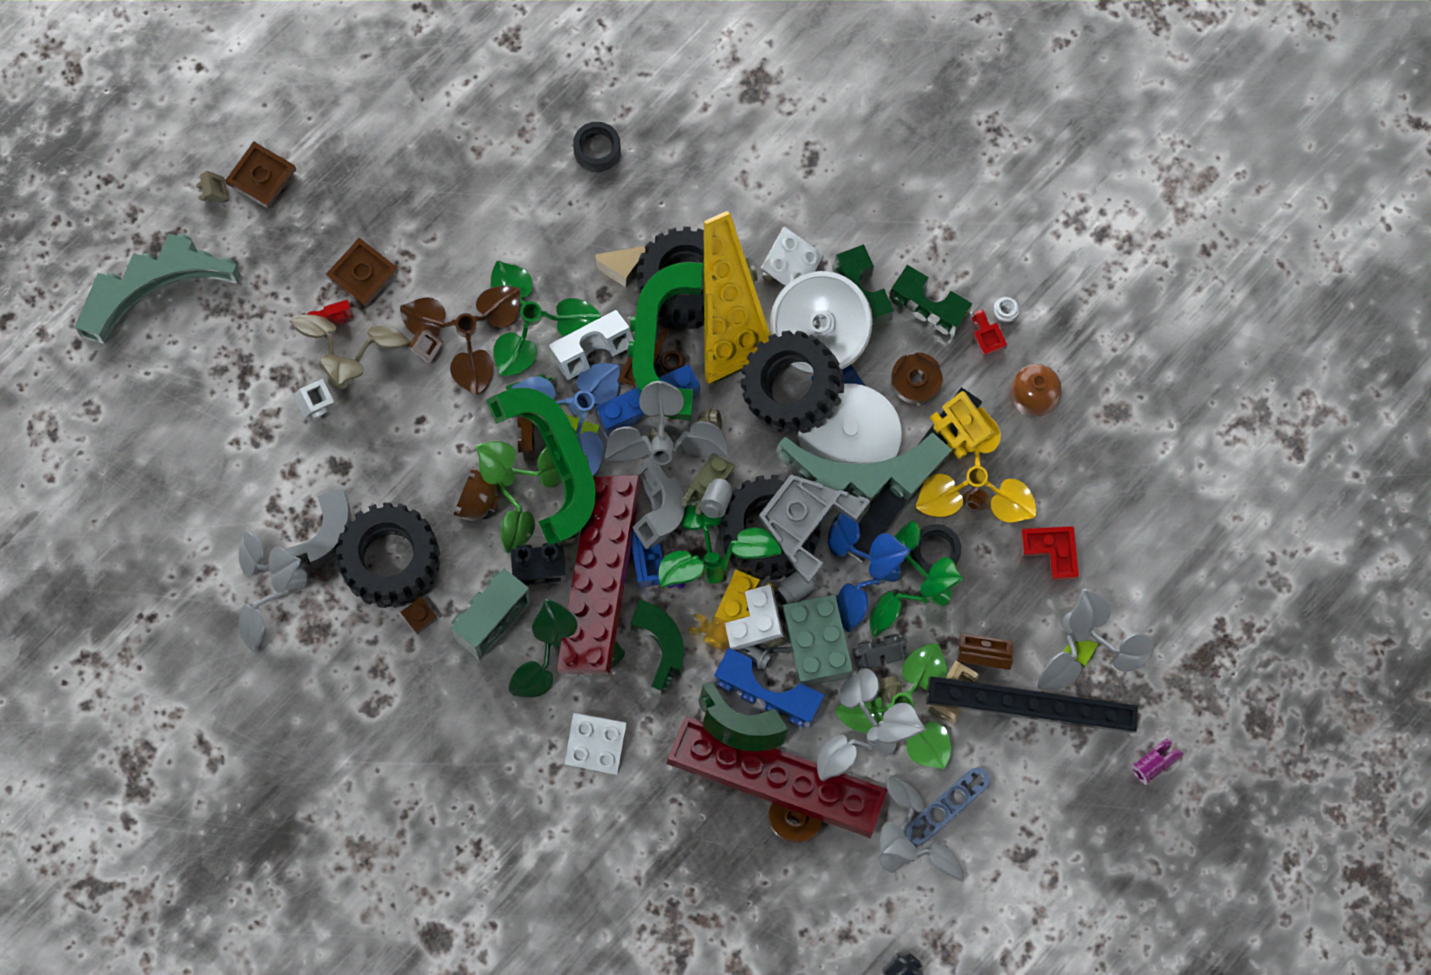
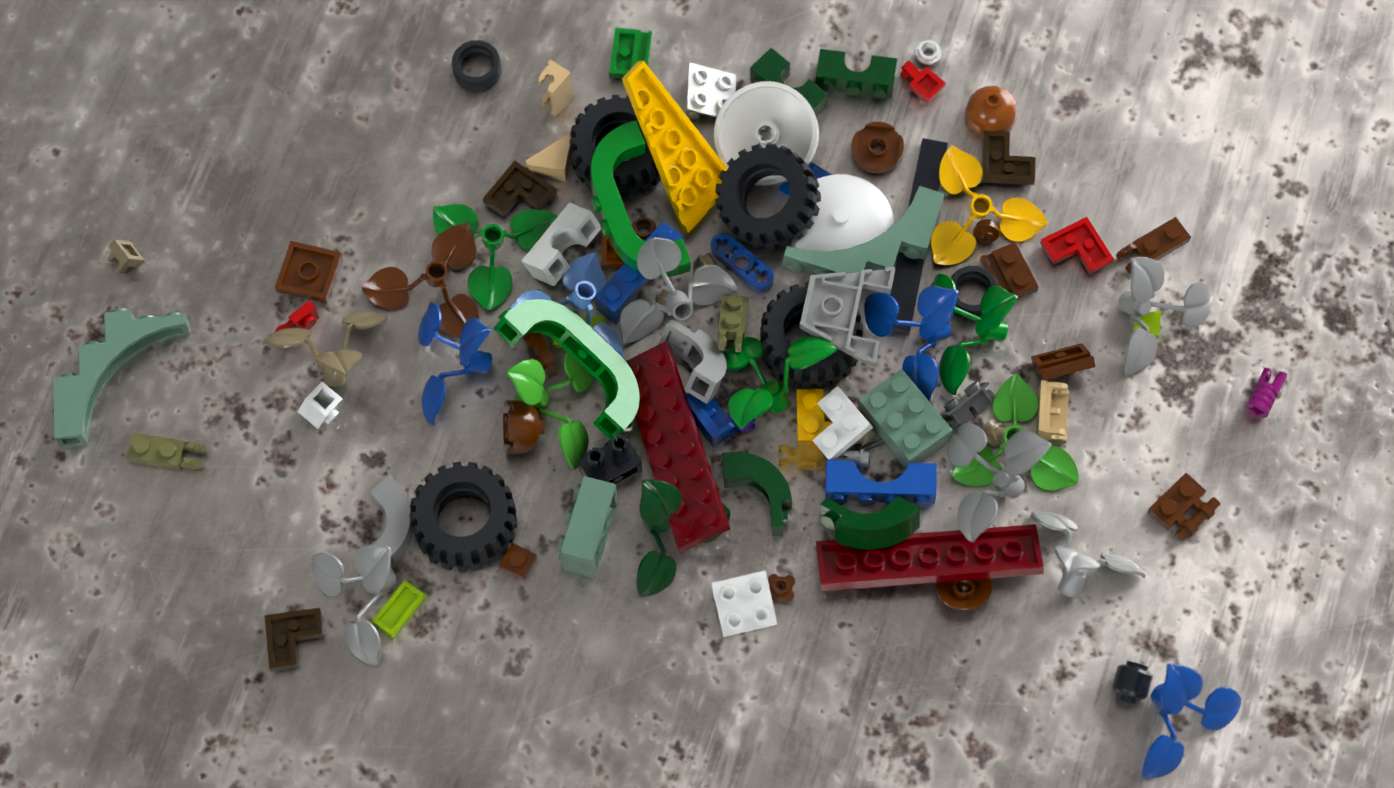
camera: 20 degrees left, 5 degrees down
(163, 379) = (163, 451): none -> olive hinge
(193, 586) = (285, 630): none -> dark brown plate
(260, 174) = (166, 224): reddish brown plate -> none
(297, 611) = (399, 609): none -> lime tile
(425, 344) = (402, 311): plate -> none
(460, 410) = (470, 357): none -> blue plant
(579, 271) = (515, 184): none -> dark brown plate
(642, 740) = (787, 582): none -> reddish brown plate
(658, 202) = (559, 87): none -> tan hinge
(716, 498) = (751, 328): light grey brick -> none
(738, 194) = (628, 49): none -> green plate
(744, 412) = (743, 273): none -> blue beam
(795, 588) = (860, 380): light grey brick -> none
(949, 809) = (1096, 516): sand blue beam -> none
(967, 420) = (945, 162): yellow plate -> none
(978, 546) = (1010, 270): none -> reddish brown plate
(1018, 441) = (1002, 168): none -> dark brown plate
(1027, 825) = (1177, 501): none -> reddish brown plate
(1031, 704) = (1129, 390): black tile -> none
(1125, 579) = (1157, 242): none -> reddish brown hinge

